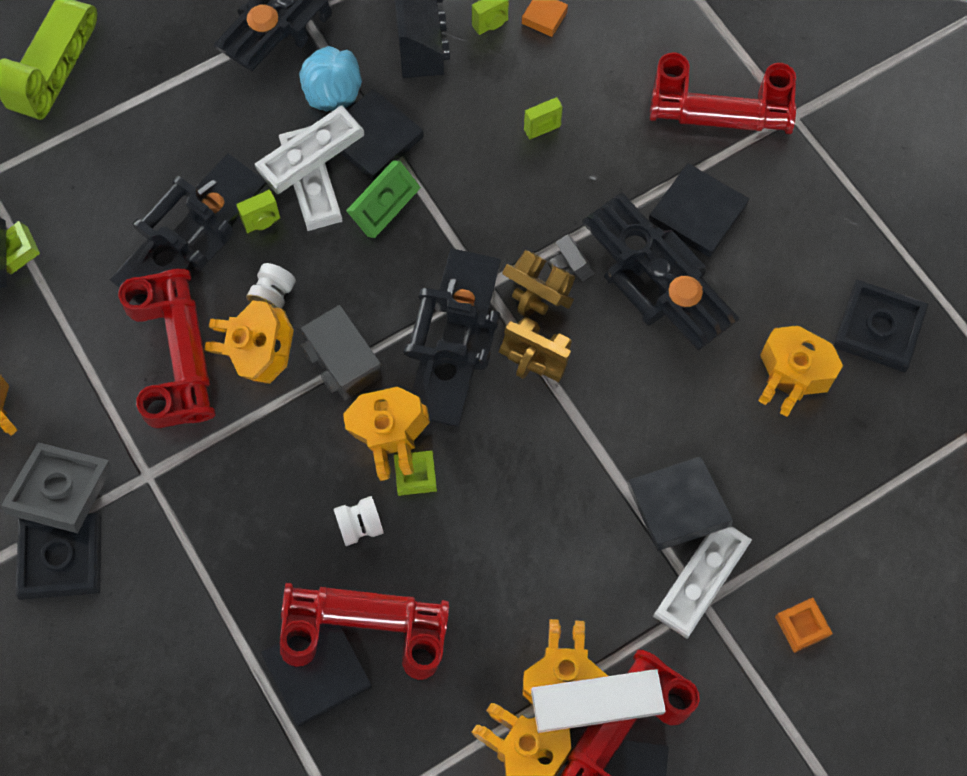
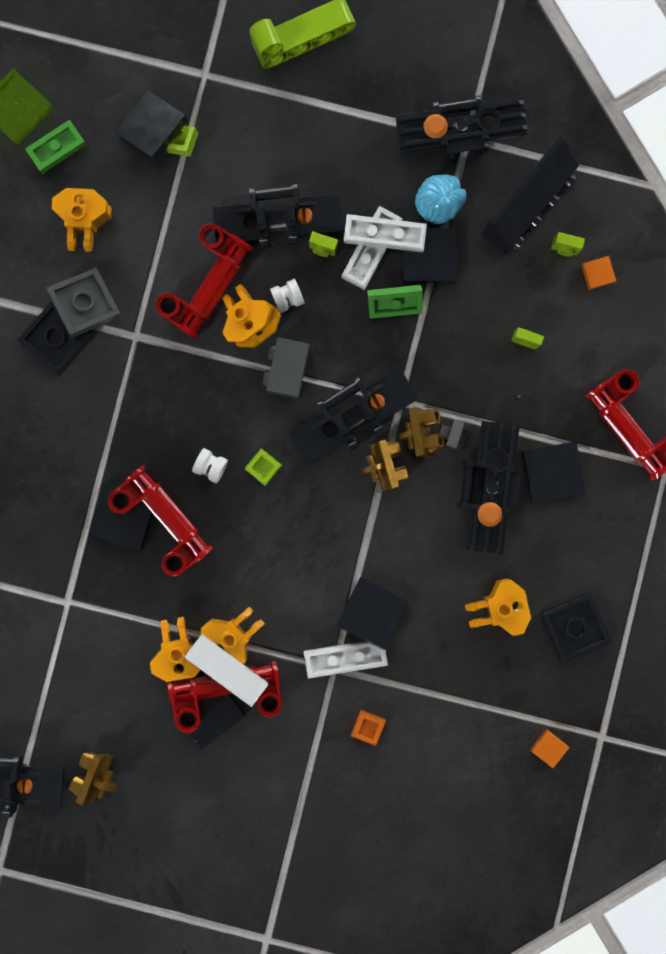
camera: 45 degrees right, 20 degrees up
(388, 426) = (264, 432): light orange hinge -> none

